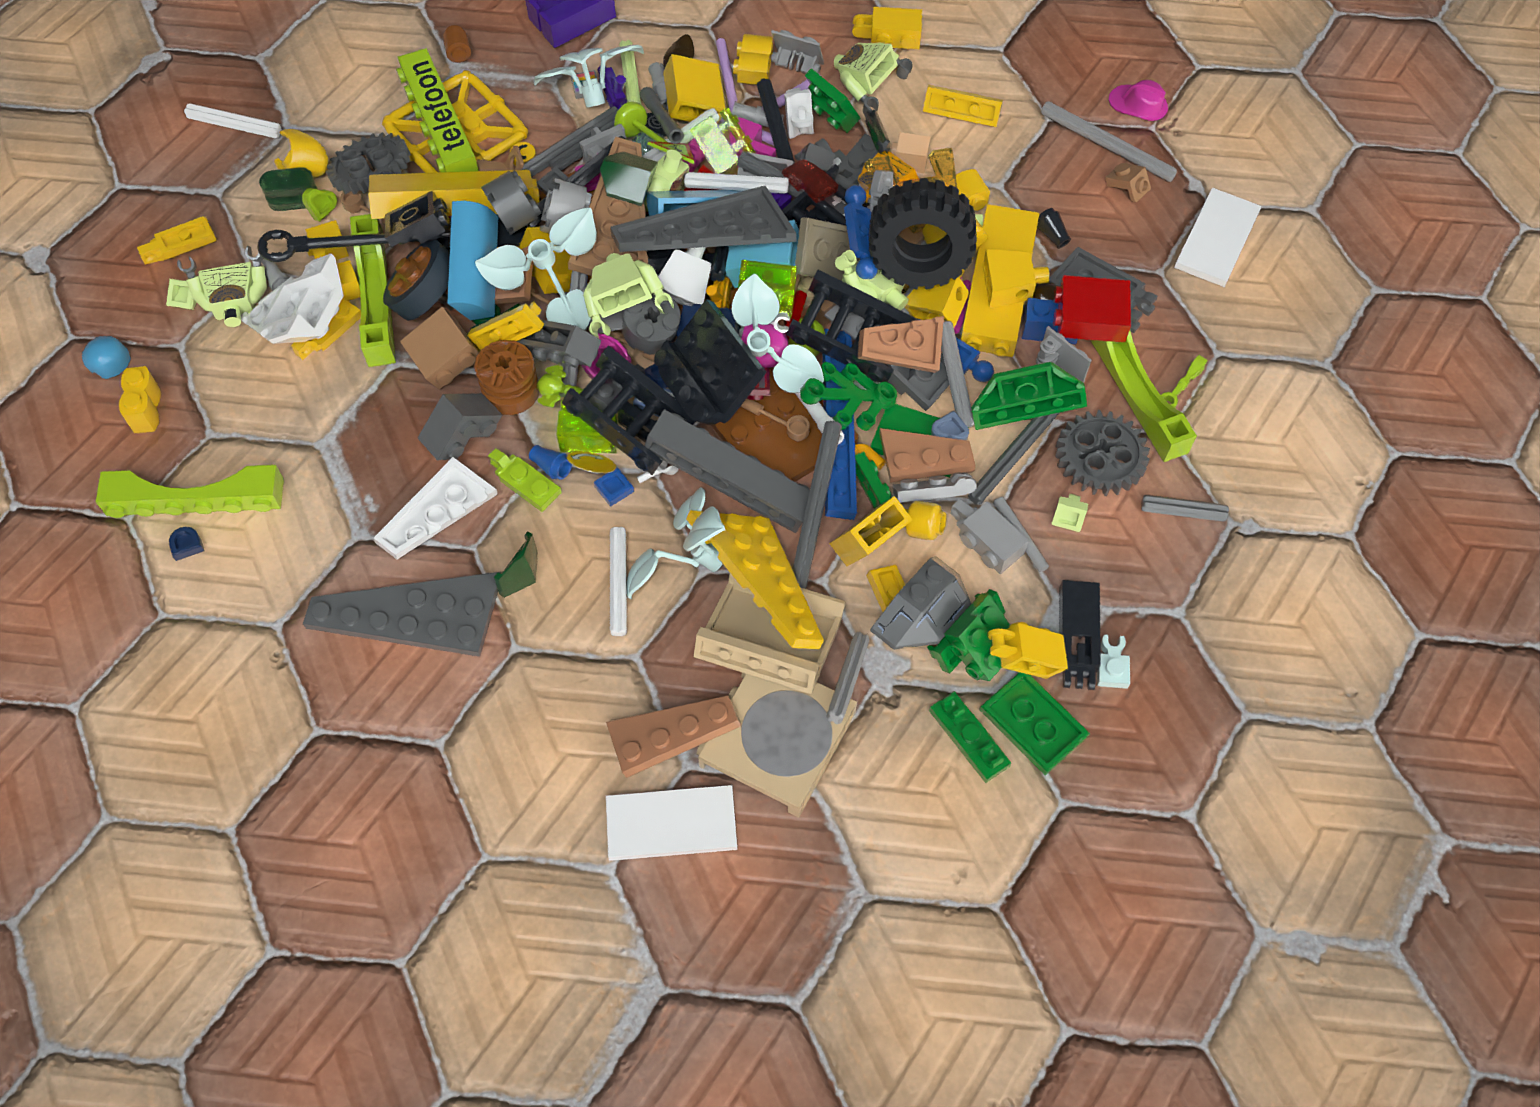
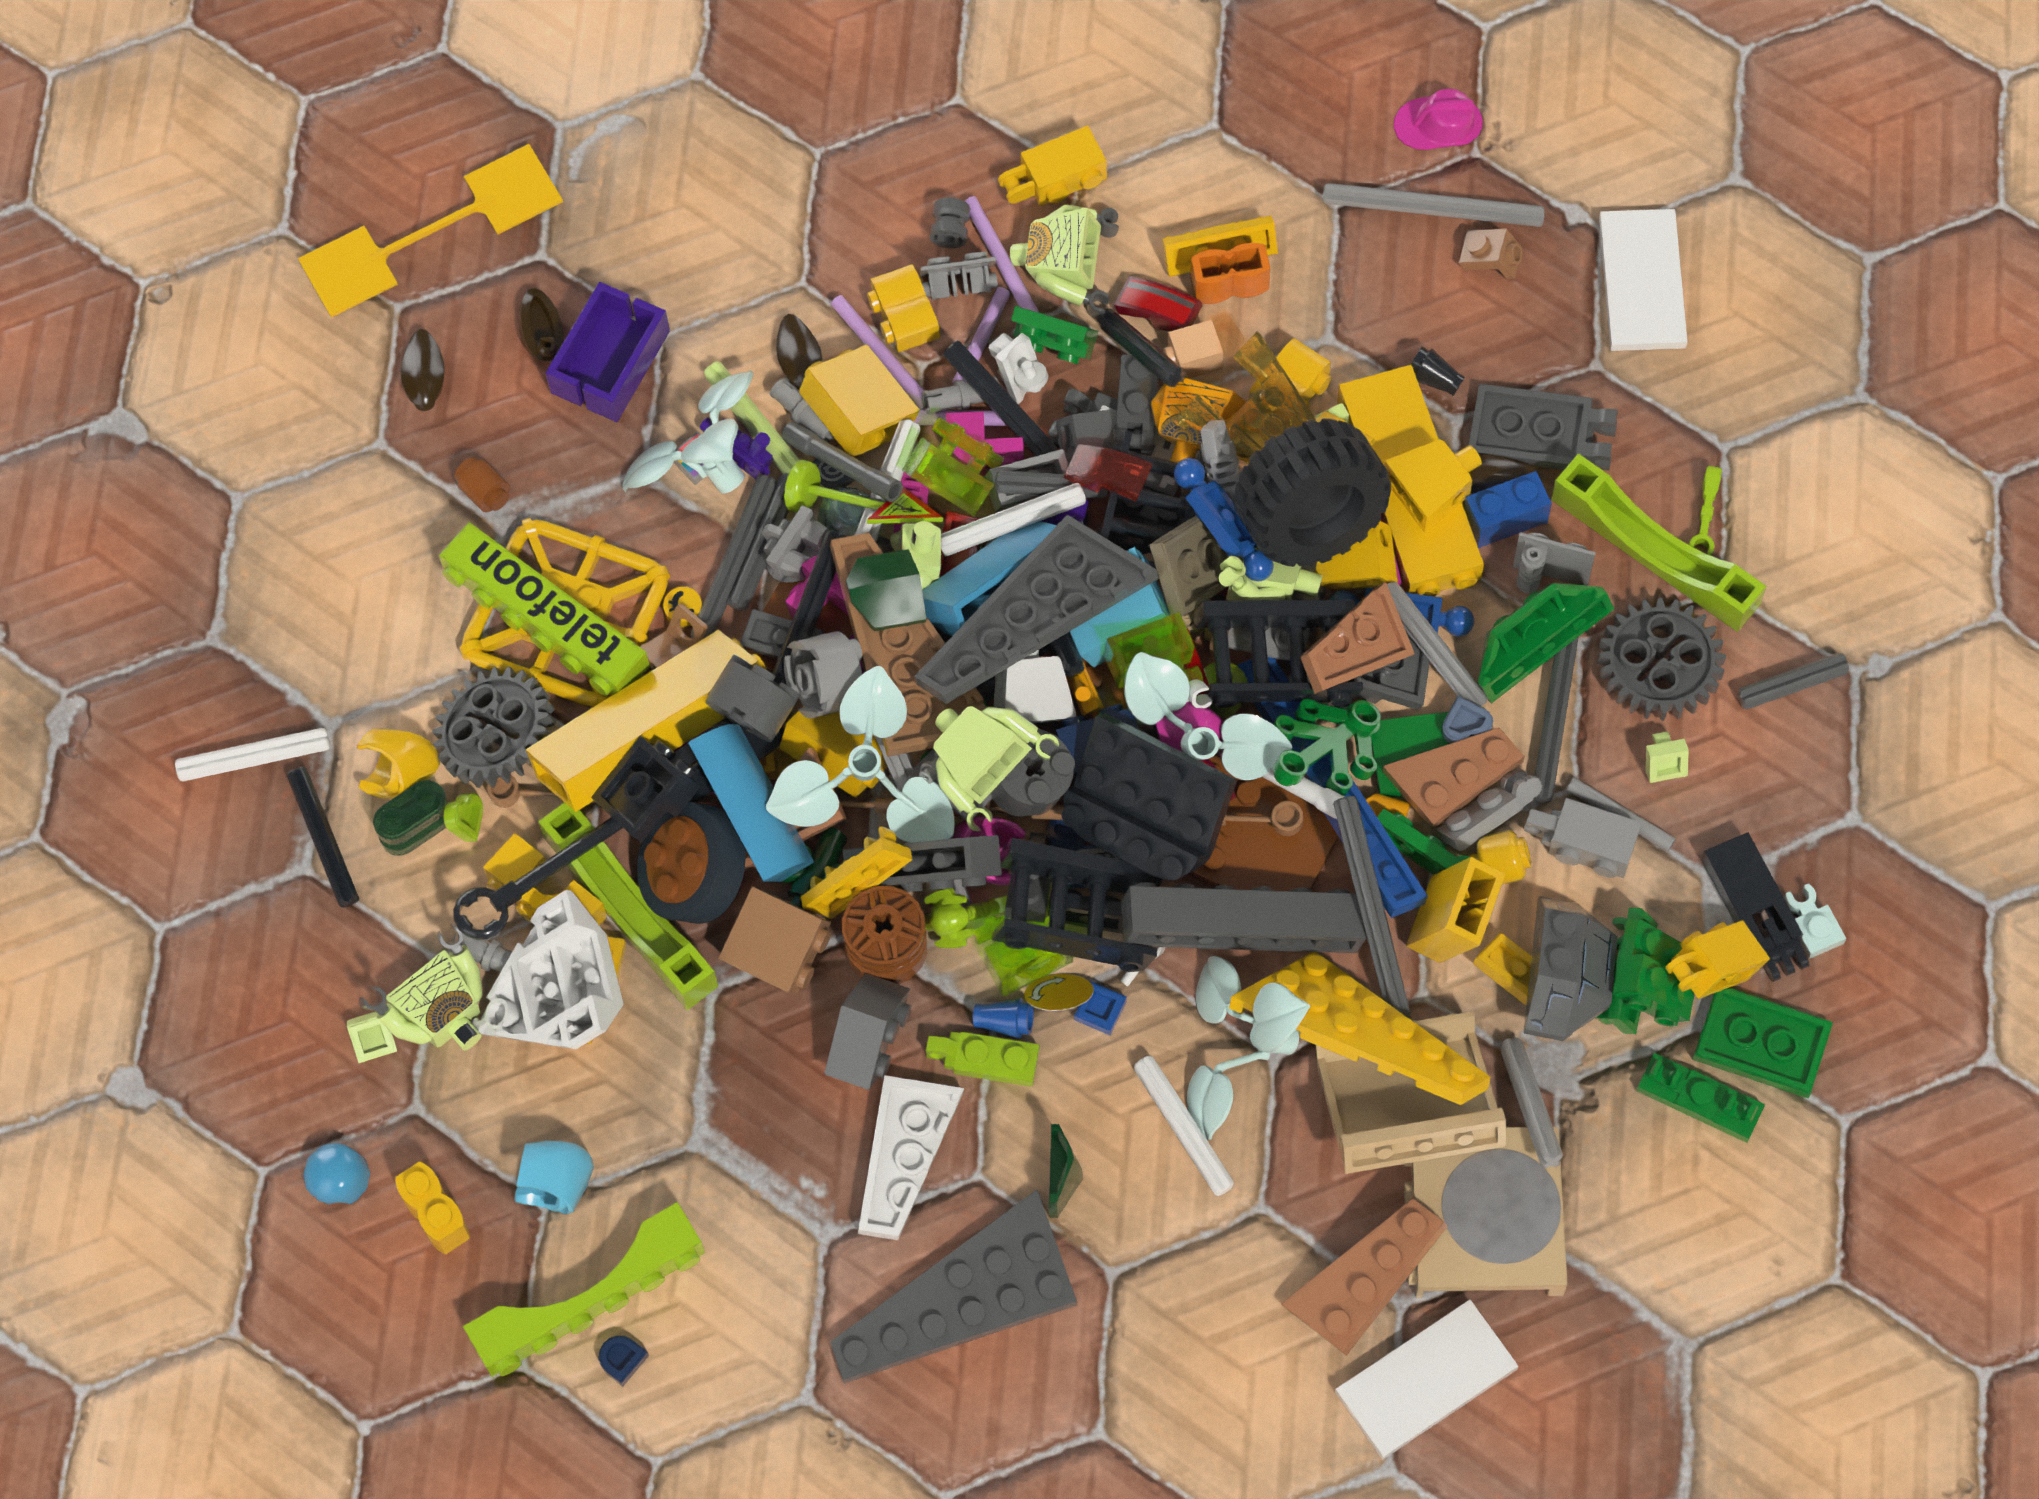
camera: 25 degrees left, 5 degrees up
(177, 240) = (312, 966): yellow hinge -> none
(219, 414) = (553, 1175): none -> medium azure piece
(237, 179) = (323, 837): none -> black axle
(812, 26) = (949, 224): none -> dark grey wheel
(830, 52) = (997, 250): none -> lavender bar
(905, 118) = (1164, 305): none -> slope
(958, 119) = (1236, 272): none -> orange brick
(1093, 308) = (1559, 478): red brick -> none

